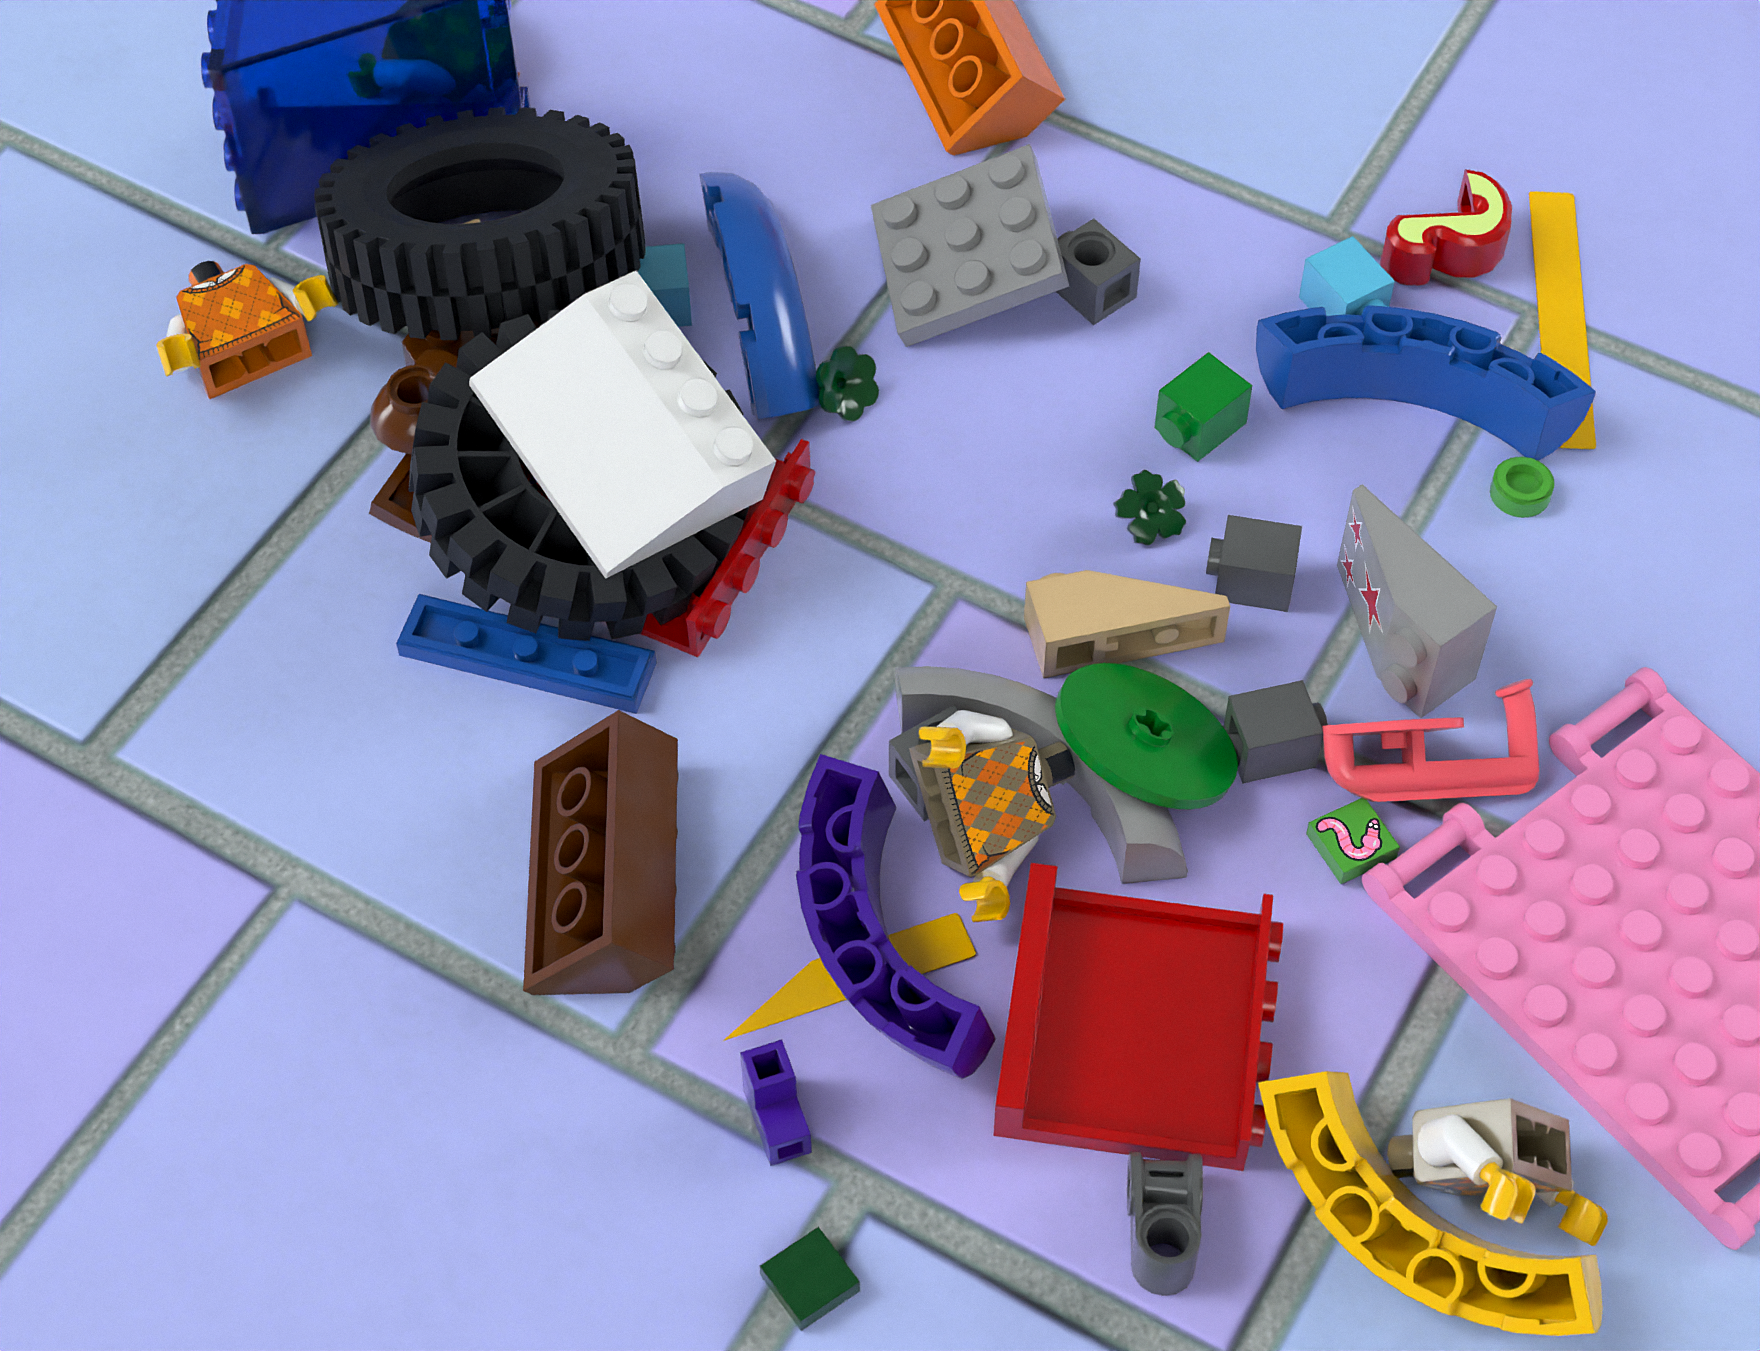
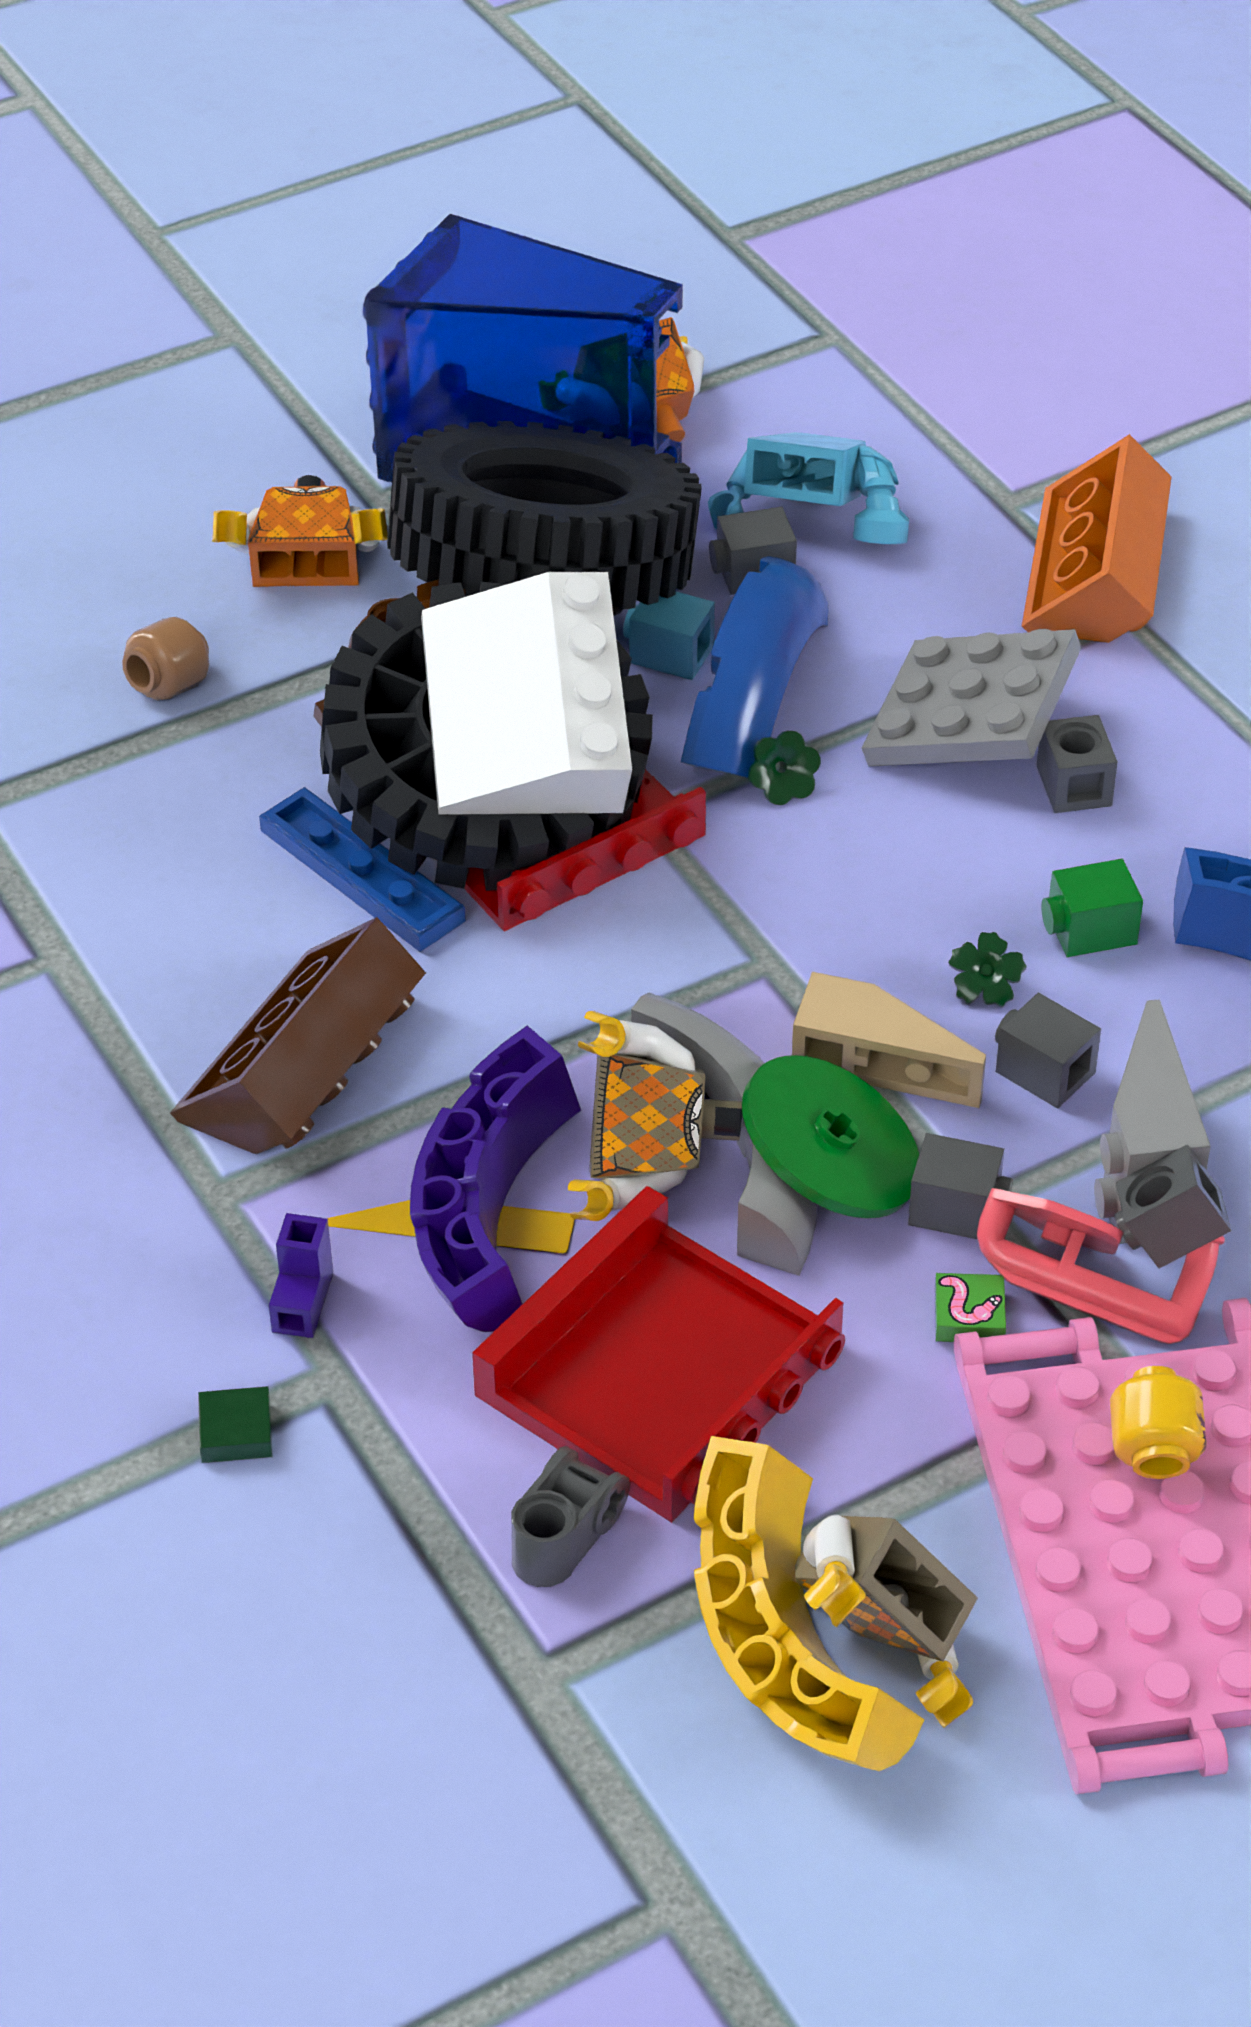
camera: 30 degrees right, 10 degrees down
(191, 516) = (166, 658): none -> medium nougat head
(670, 170) = (747, 539): none -> dark grey brick
(687, 70) = (819, 472): none -> medium azure torso
(1475, 655) = (1171, 1207): none -> dark grey brick
(1601, 881) = (1158, 1422): none -> yellow head

